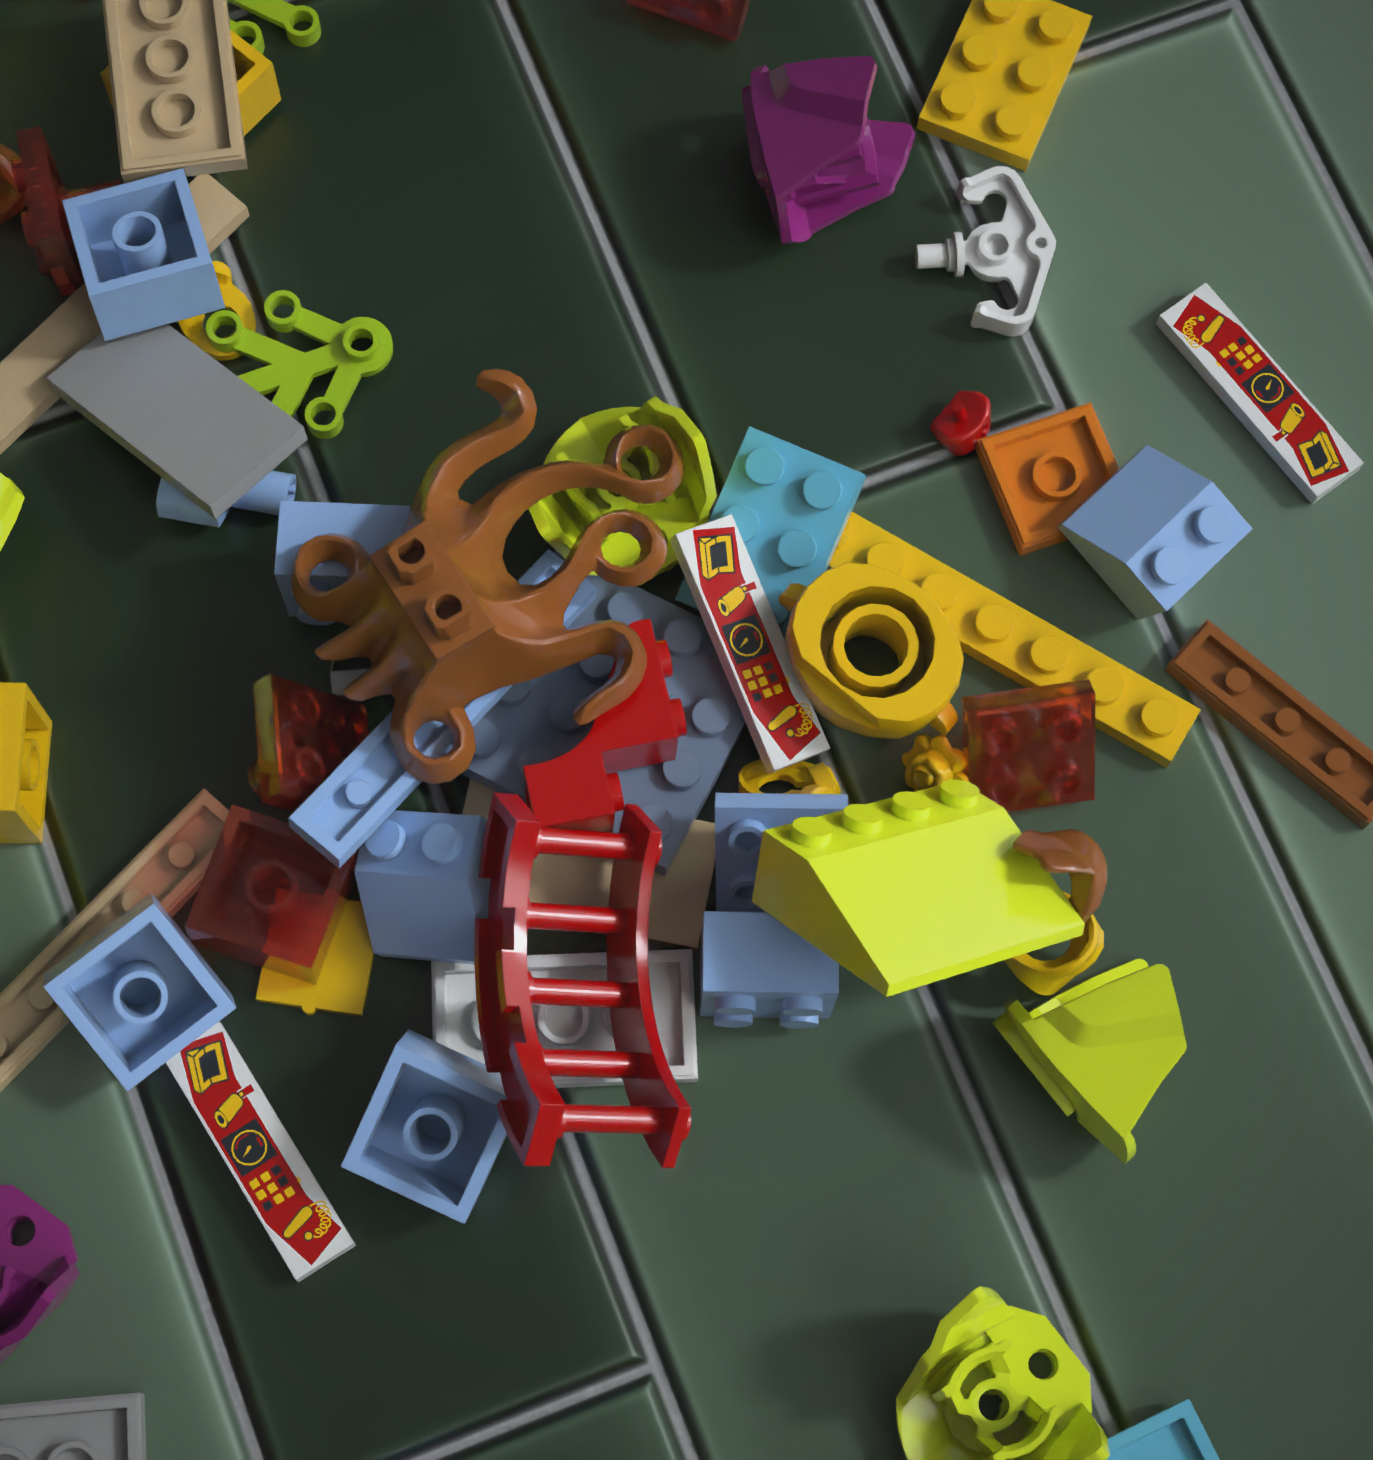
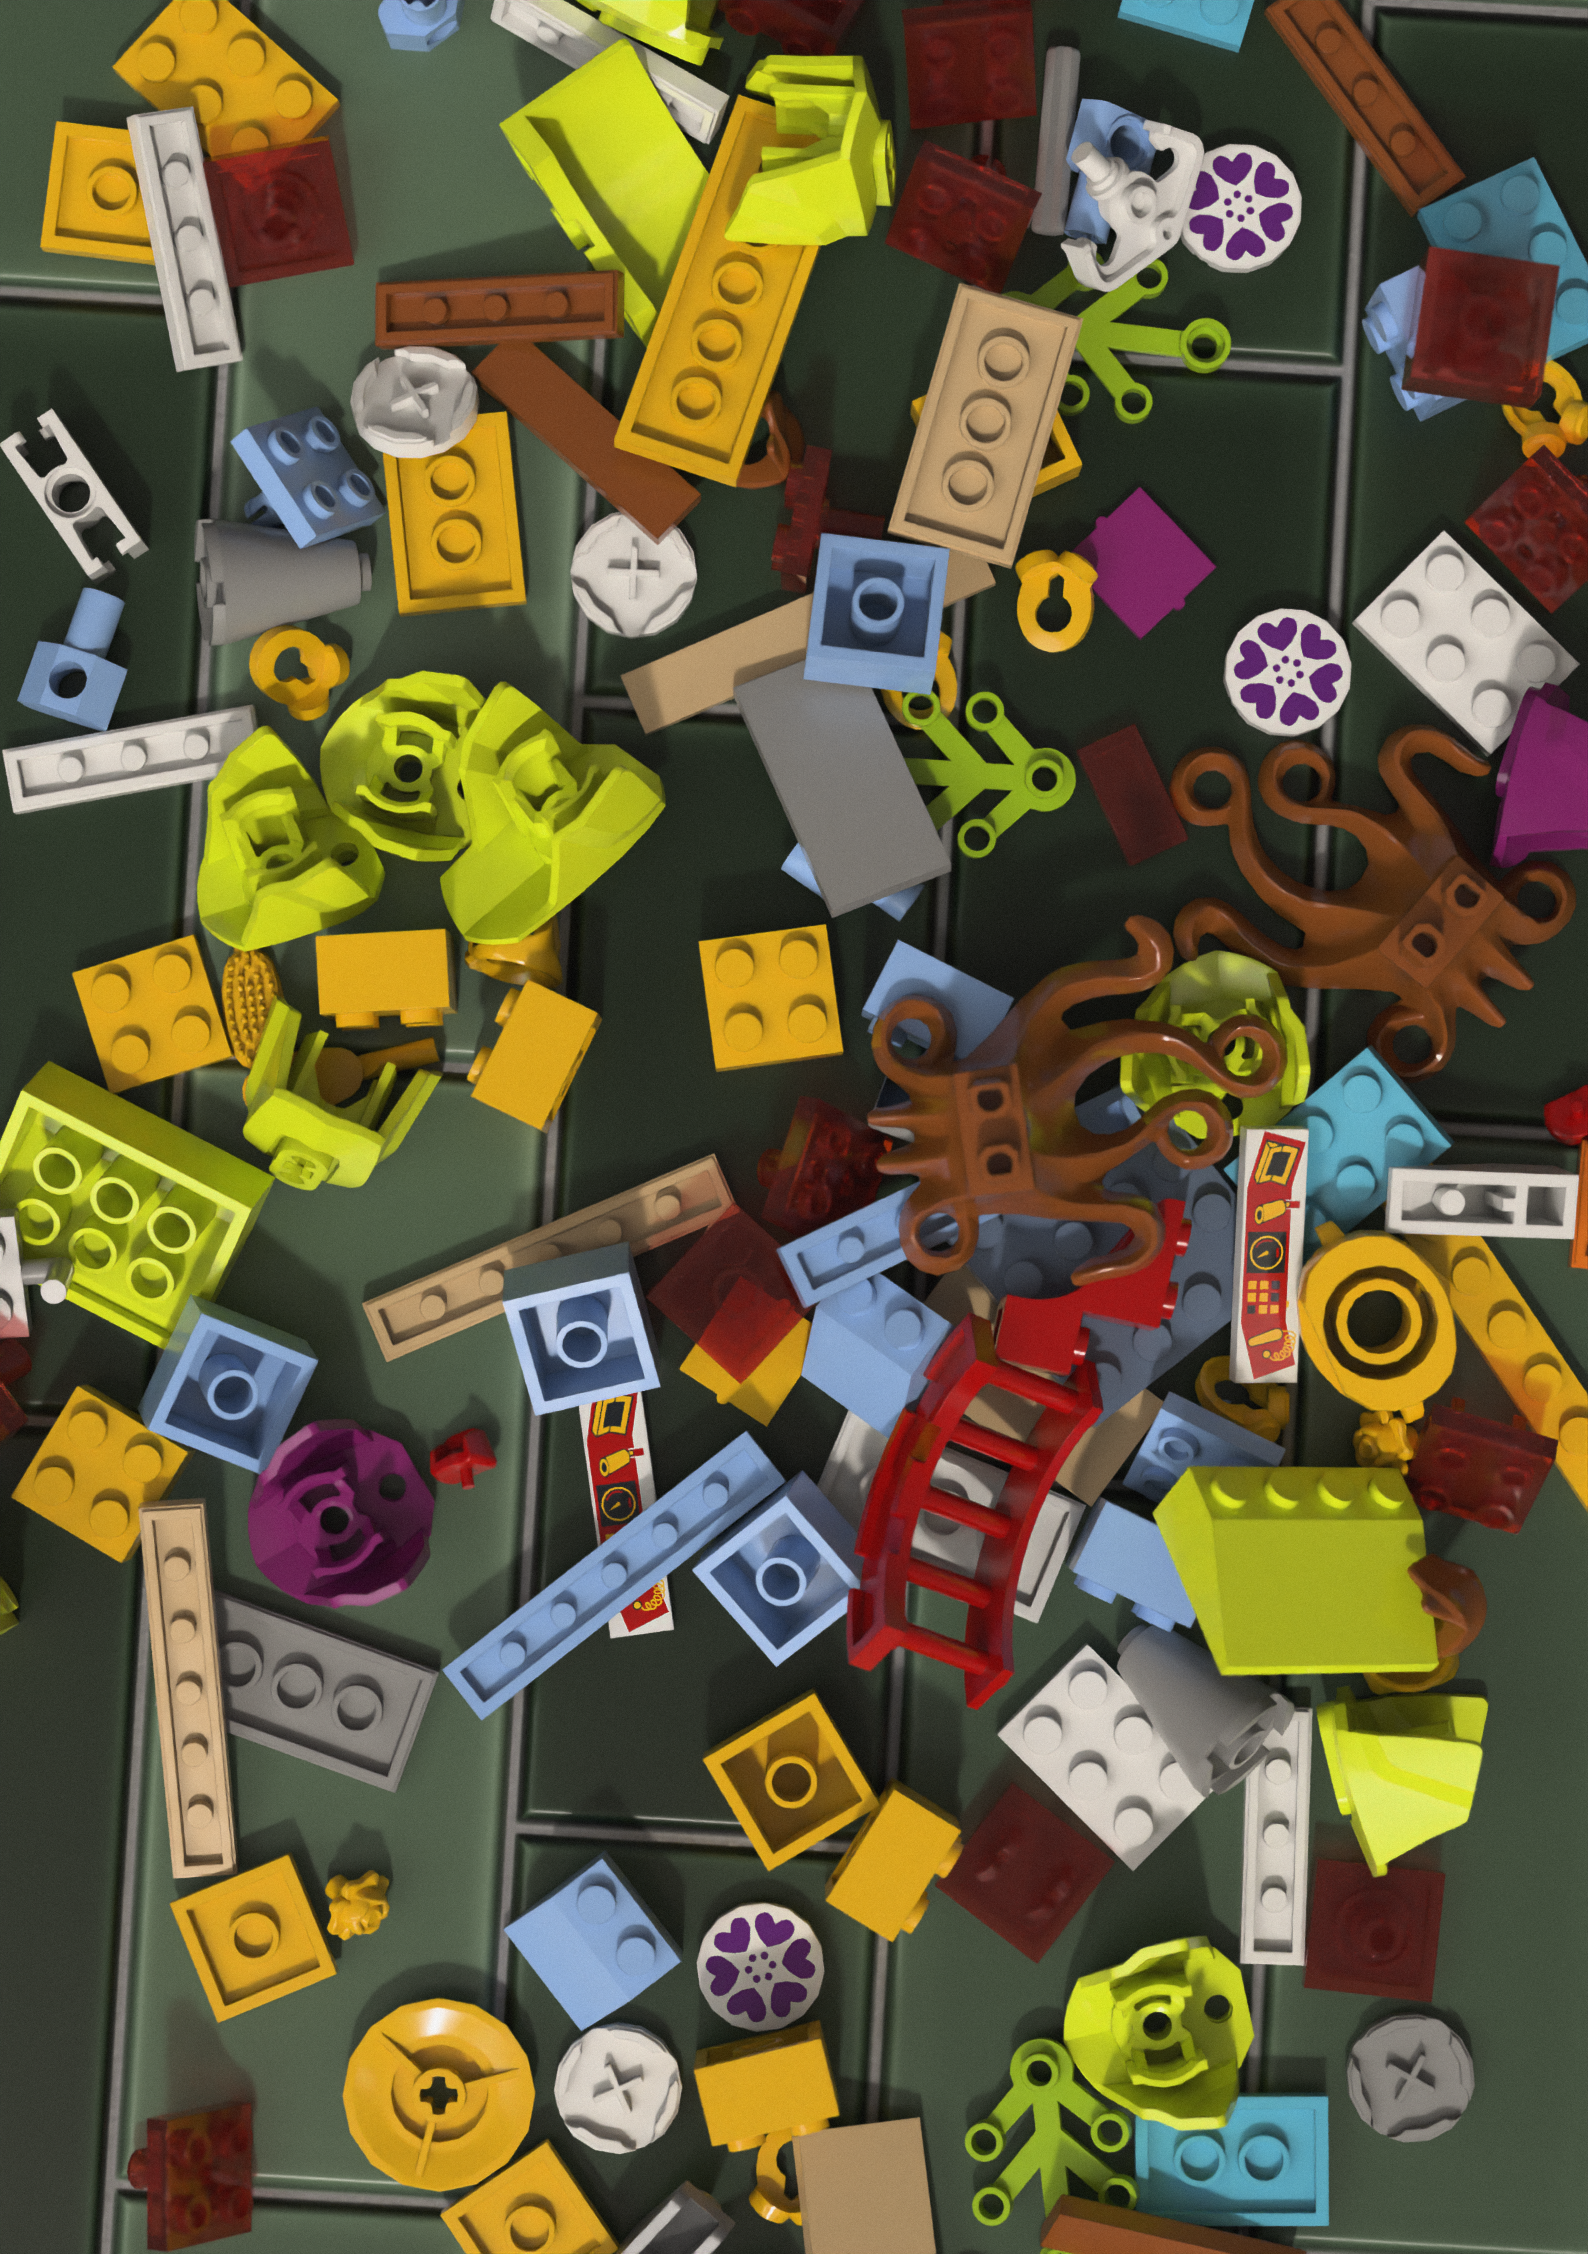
camera: 25 degrees right, 15 degrees up
(81, 1174) = (462, 1458): none -> red piece
(196, 625) = (771, 998): none -> yellow brick
(267, 1217) = (614, 1575): none -> light blue plate
(279, 184) = (1036, 573): none -> yellow piece
(367, 147) = (1143, 563): none -> magenta piece
(446, 328) = (1132, 795): none -> clear red tile
(528, 1329) = (791, 1779): none -> yellow brick
(534, 177) = (1287, 672): none -> tile
(663, 1359) = (894, 1860): none -> yellow brick
(668, 93) = (1463, 641): none -> white plate
(747, 319) = (1413, 925): none -> dark orange hips
(796, 1320) = (1025, 1872): none -> clear red plate
(824, 1173) = (1103, 1757): none -> white plate
(888, 1076) = (1204, 1717): none -> light grey cone
(917, 510) = (1482, 1200): none -> white slope
(1014, 1176) = (1277, 1848): none -> white tile
(1149, 1219) = (1373, 1930): none -> clear red plate
(1254, 1347) = (1409, 2076): none -> light grey tile

